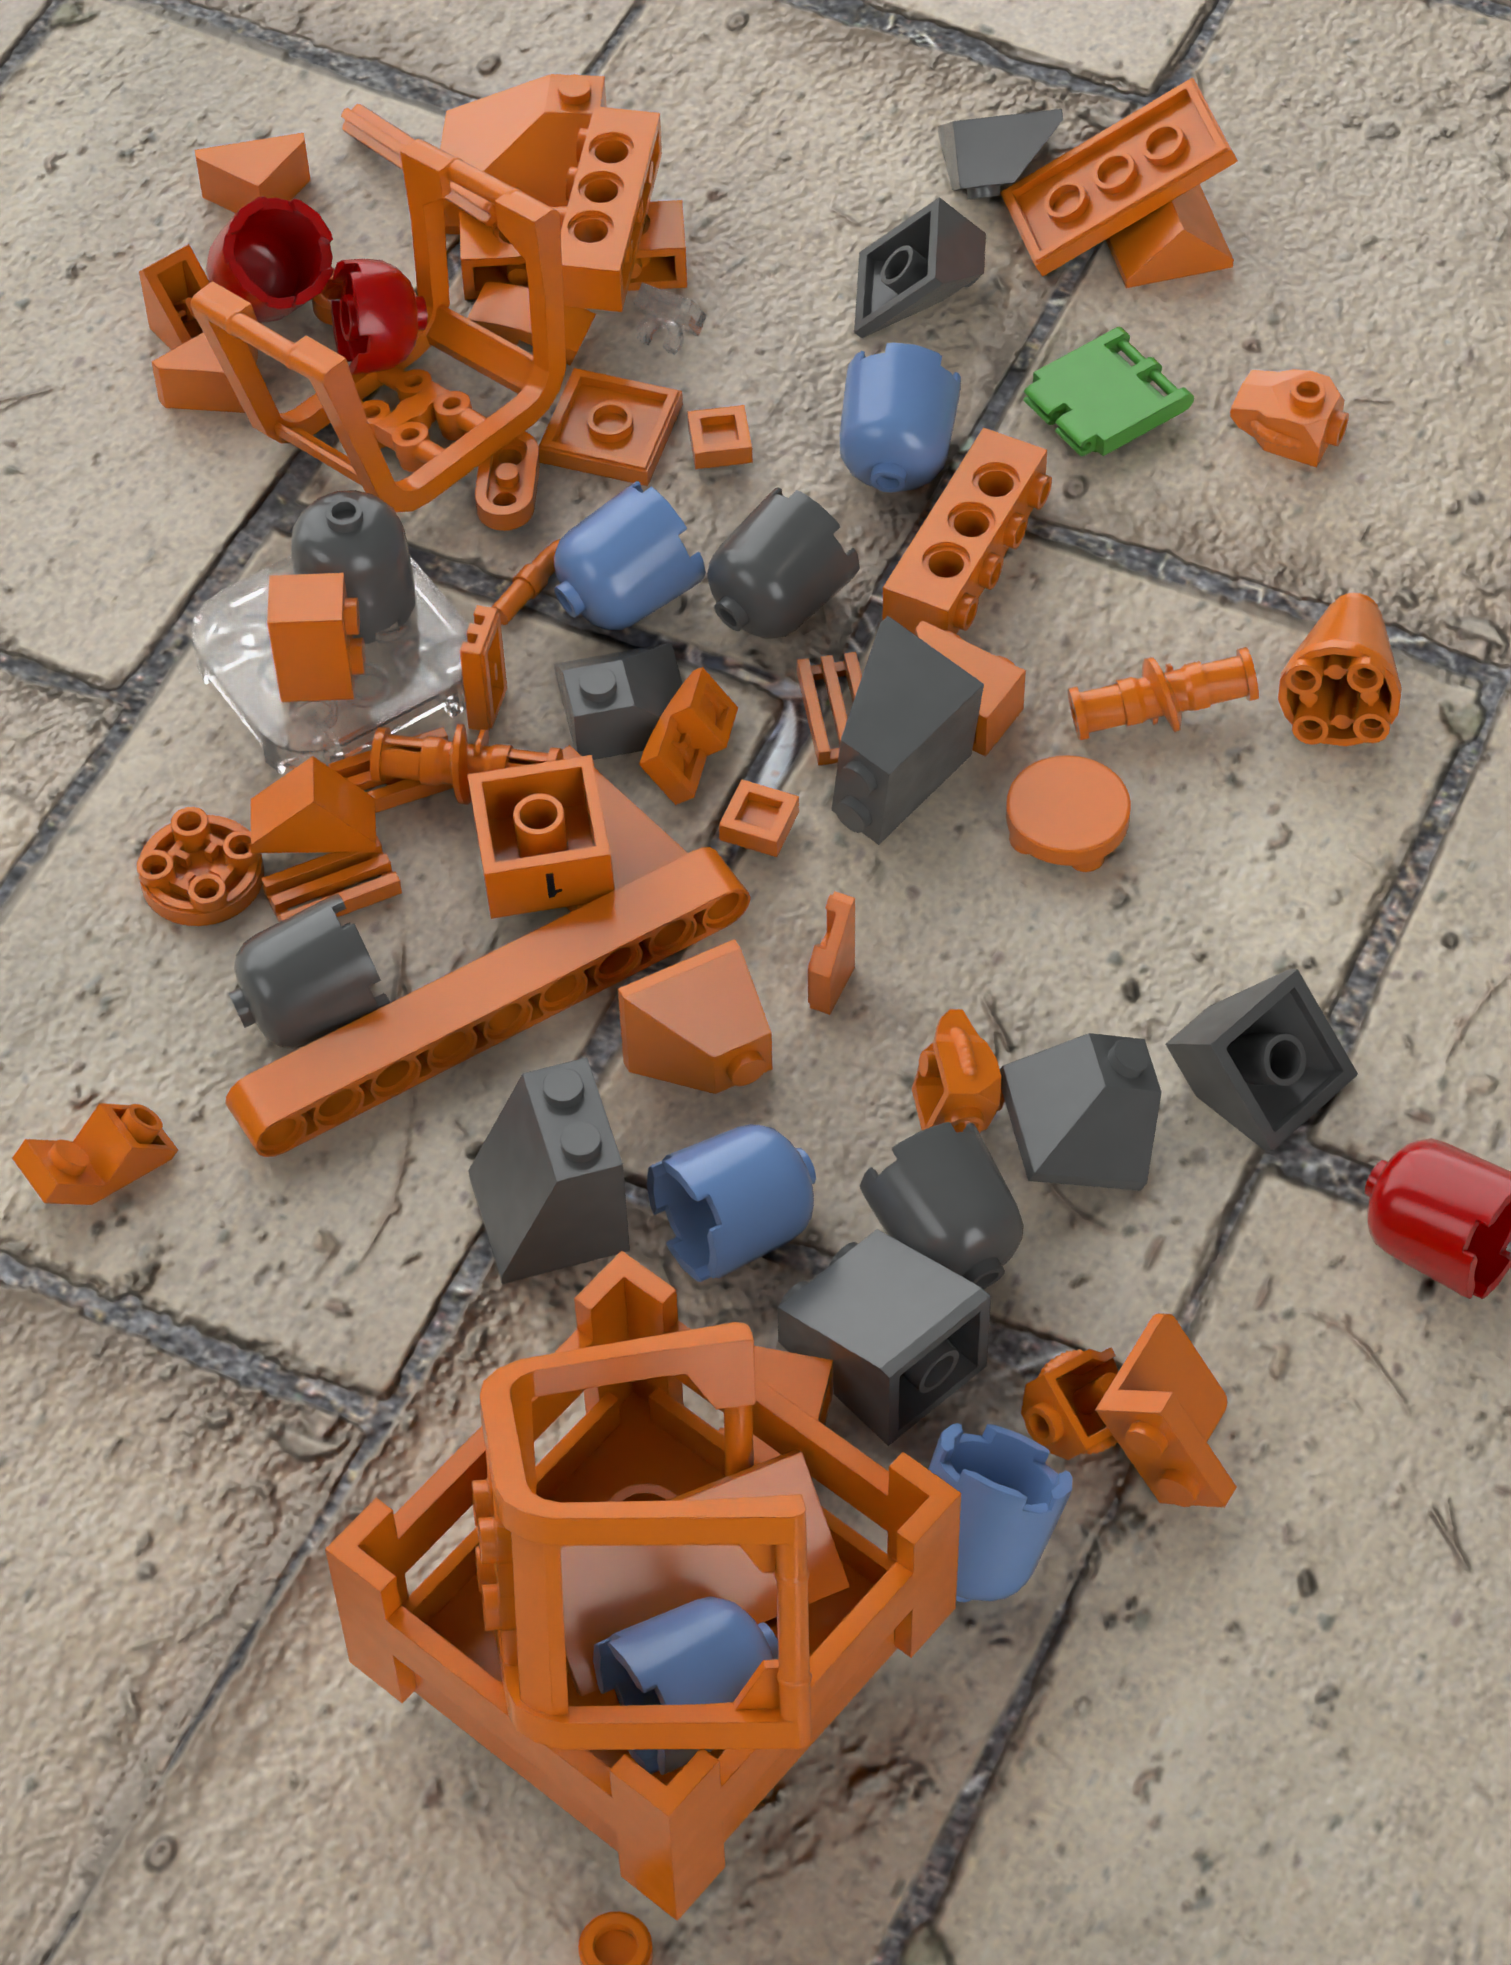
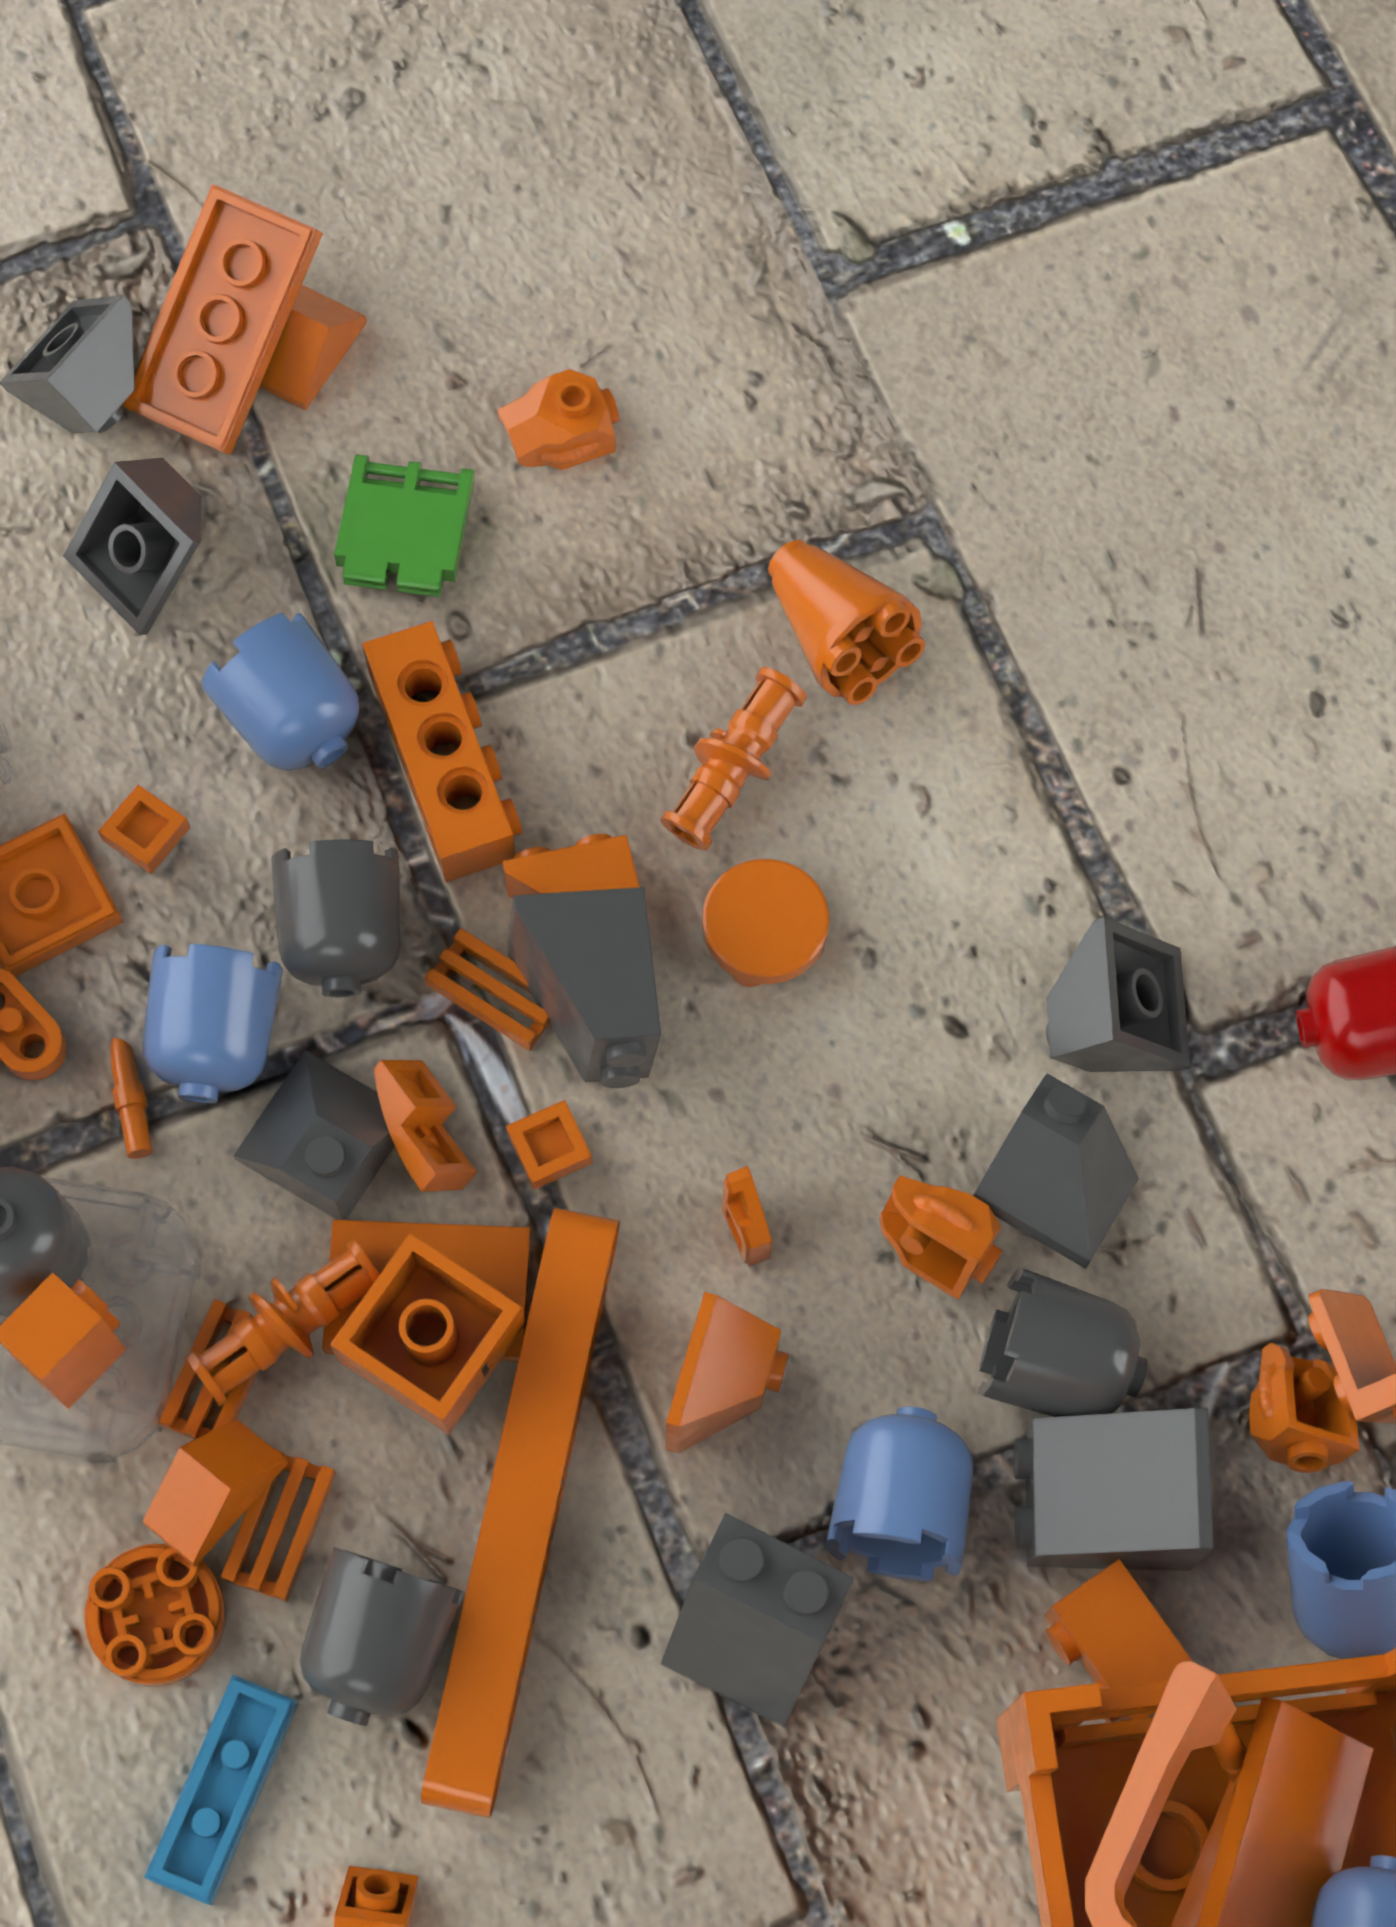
camera: 50 degrees left, 15 degrees up
(123, 997) = (221, 1790): none -> dark azure tile
(483, 668) = (208, 1223): orange tile -> none

